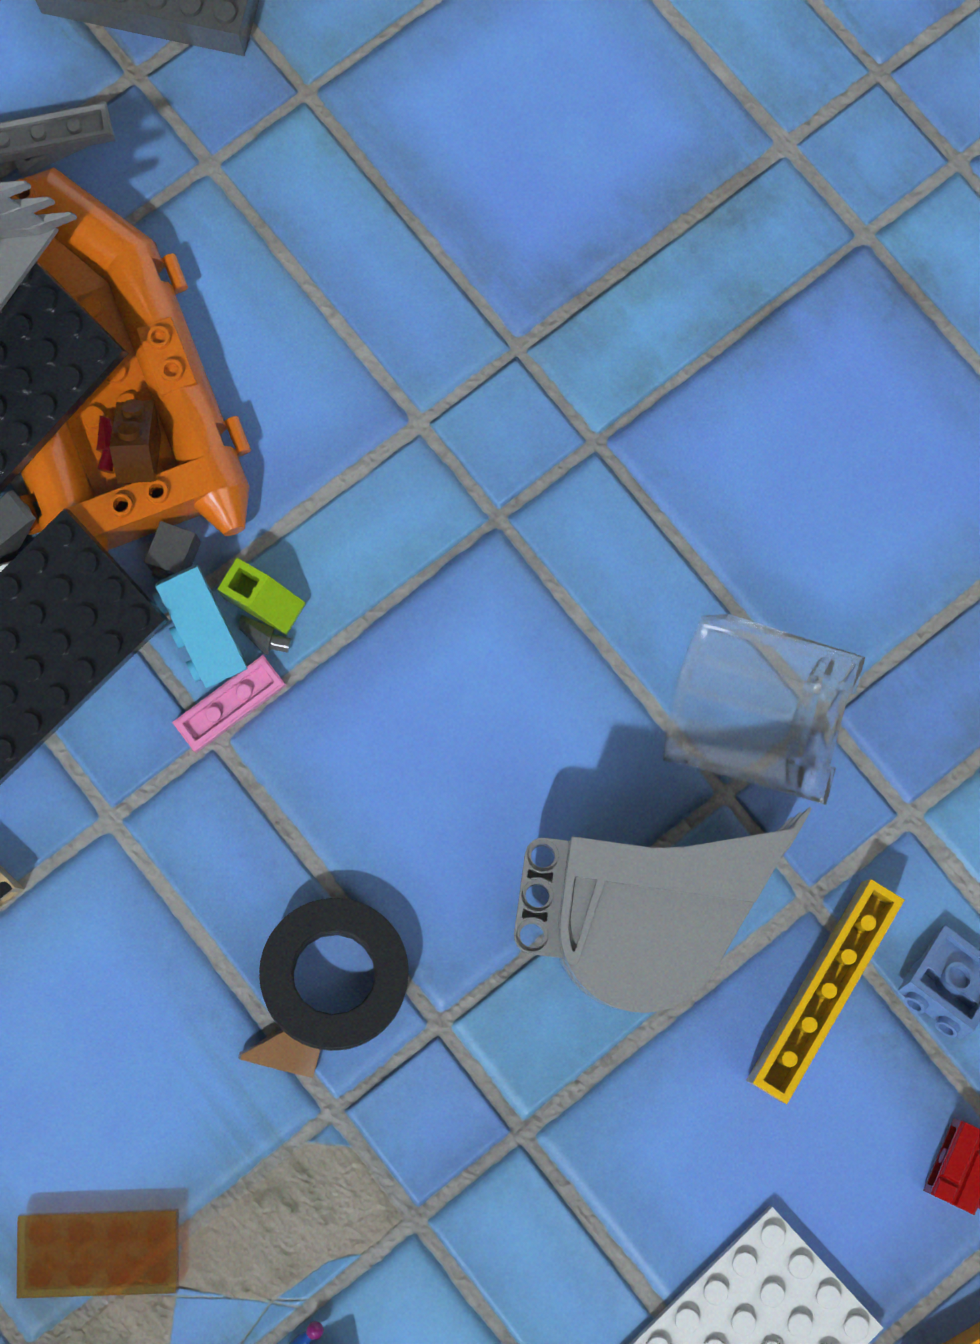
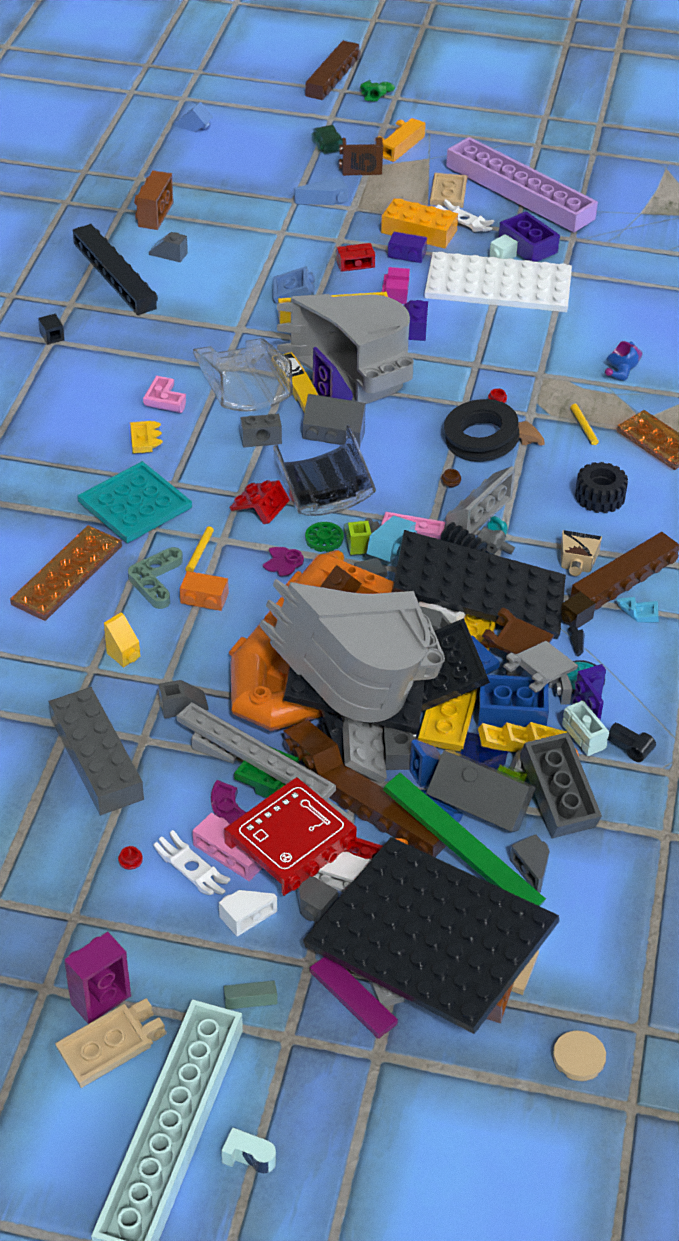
camera: 130 degrees left, 35 degrees down
(29, 1049) = (601, 487): none -> black tyre
(99, 785) = (495, 540): none -> dark grey piece
(118, 732) = (457, 535): none -> black piece
(123, 819) = (497, 524): none -> teal tile
(142, 141) = (177, 695): none -> dark grey slope
(176, 823) = (483, 501): none -> light grey slope
(236, 1171) = (584, 424): none -> yellow bar
(278, 843) = (451, 478): none -> reddish brown plate
(299, 134) = (121, 640): none -> yellow slope
(304, 460) = (284, 560): none -> magenta plate
(309, 562) = (324, 536): none -> green wheel
(321, 310) = (204, 590): none -> orange brick
(405, 1084) = (498, 394): none -> red plate
(419, 638) = (328, 480): none -> clear smoke windscreen
(420, 373) = (199, 549): none -> yellow bar
(424, 272) = (168, 559): none -> sand green beam
(449, 521) = (265, 497): none -> red bracket
(507, 167) = (66, 572): none -> clear orange plate
(524, 751) = (327, 419): none -> dark grey slope
(586, 350) = (134, 501): none -> teal plate
(601, 636) = (261, 430): none -> dark grey brick
(616, 814) = (327, 378): none -> dark purple slope
(683, 787) = (300, 382): none -> yellow slope
(706, 1104) = (418, 319): none -> dark purple slope
(727, 461) = (145, 436): none -> yellow plate
(806, 546) = (161, 397): none -> bright pink brick
(824, 1170) = (397, 284): none -> dark pink brick
(926, 1287) = (407, 247): none -> dark purple brick

